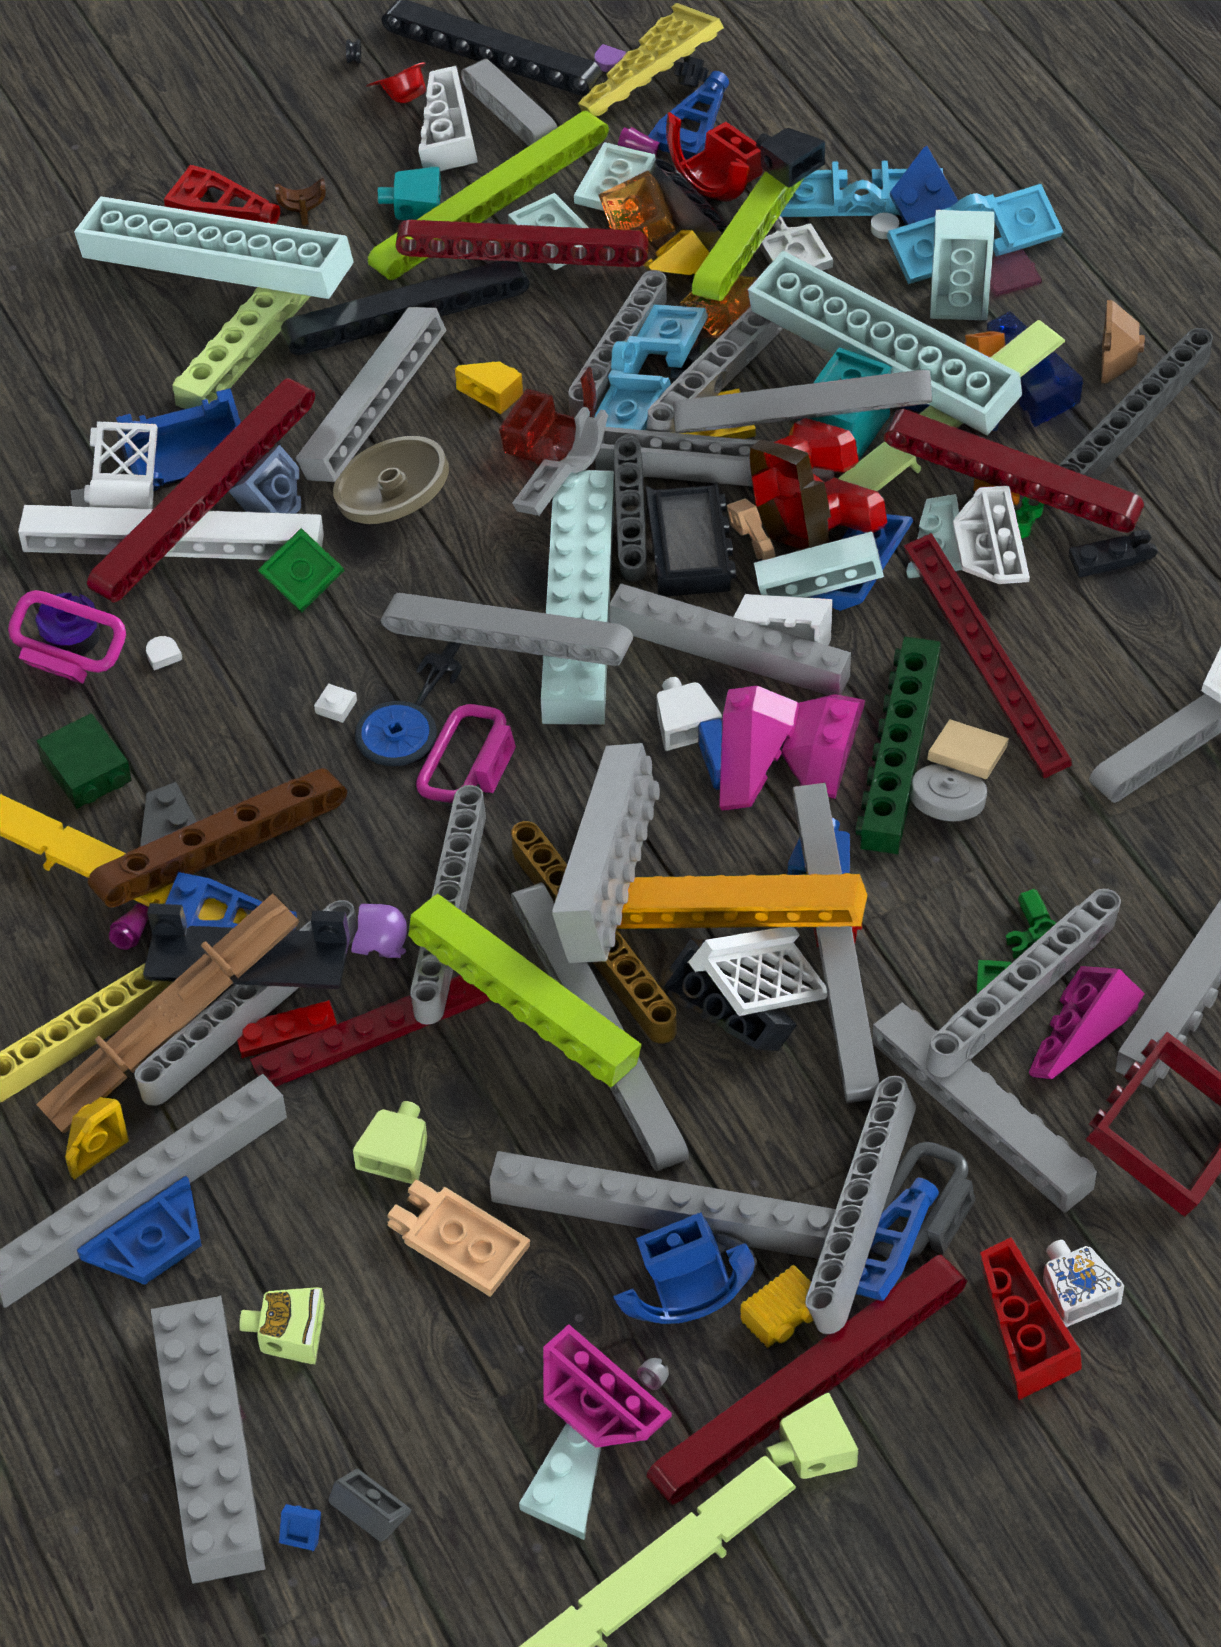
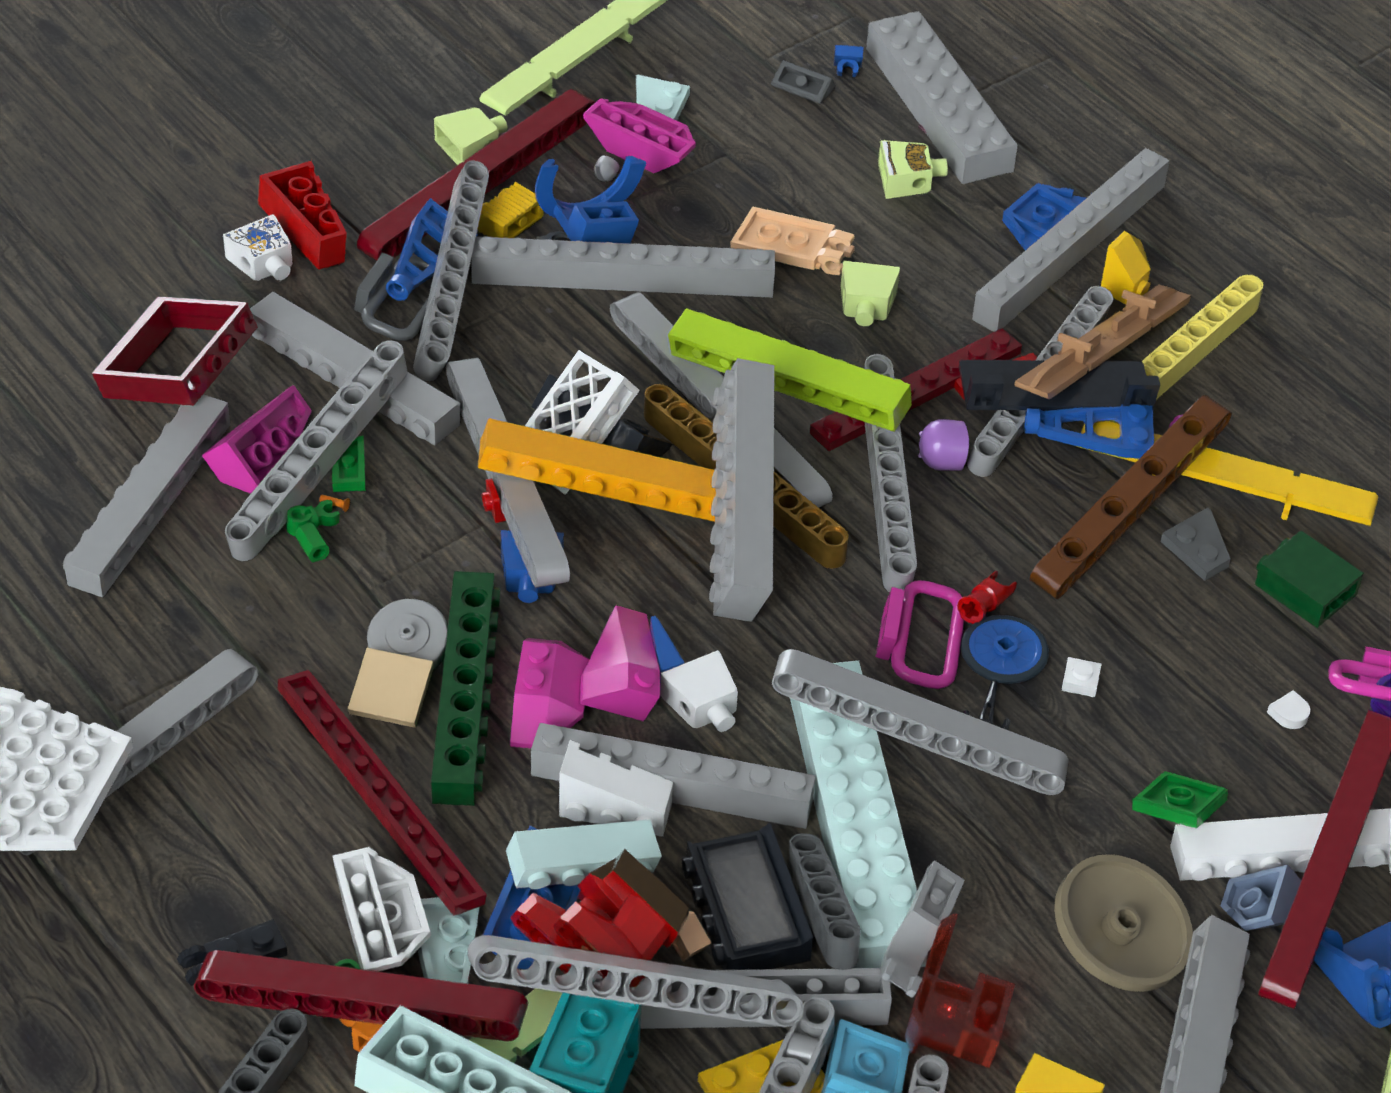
camera: 165 degrees right, 5 degrees down
(395, 776) = (984, 598): none -> red piece
(1004, 955) = (344, 504): none -> orange piece

